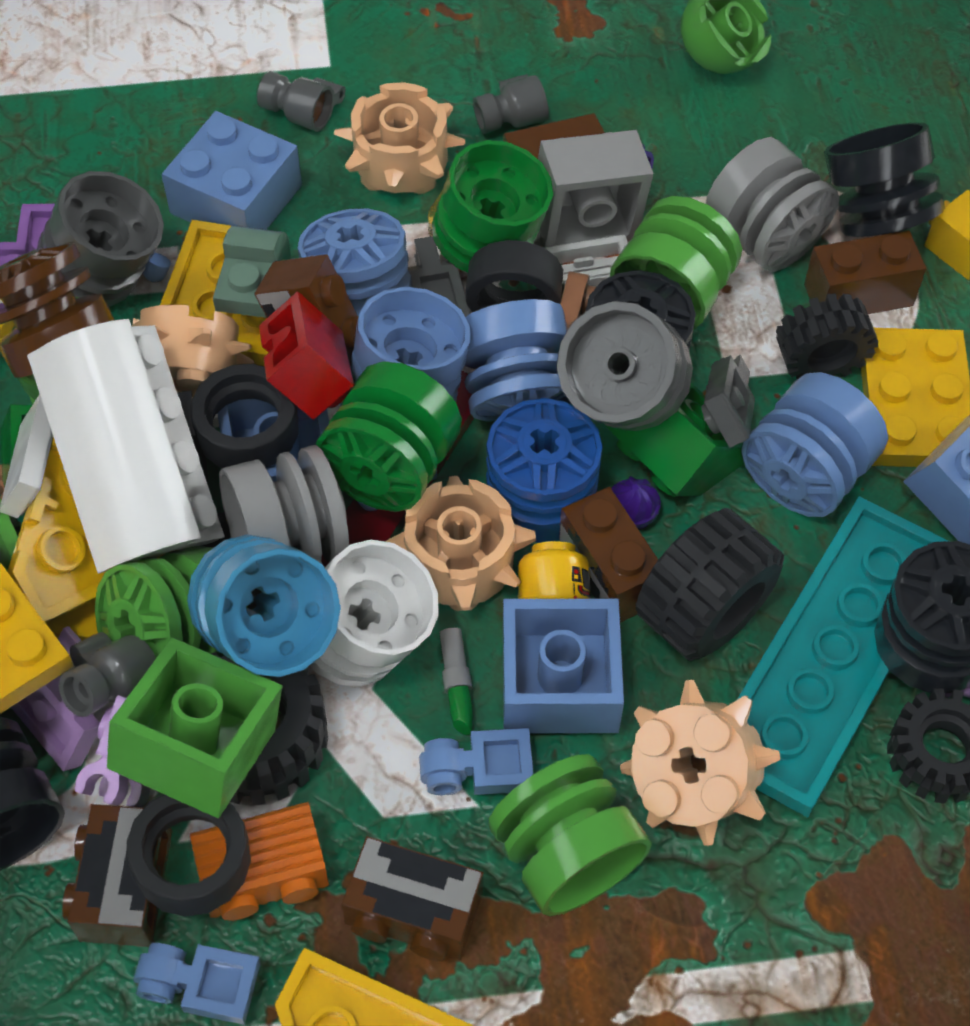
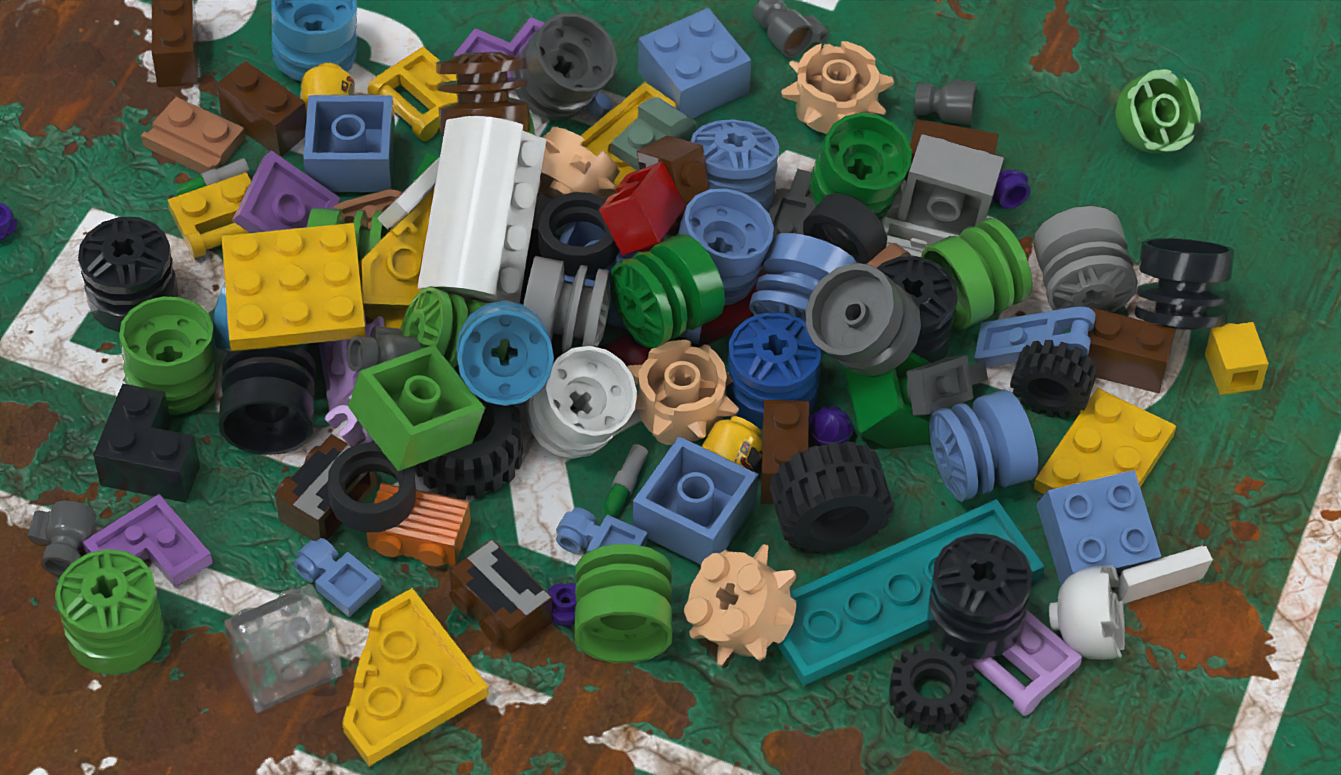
camera: 30 degrees right, 5 degrees down
(494, 877) = (563, 613): none -> dark purple plate
(756, 313) = (1004, 338): none -> medium blue plate

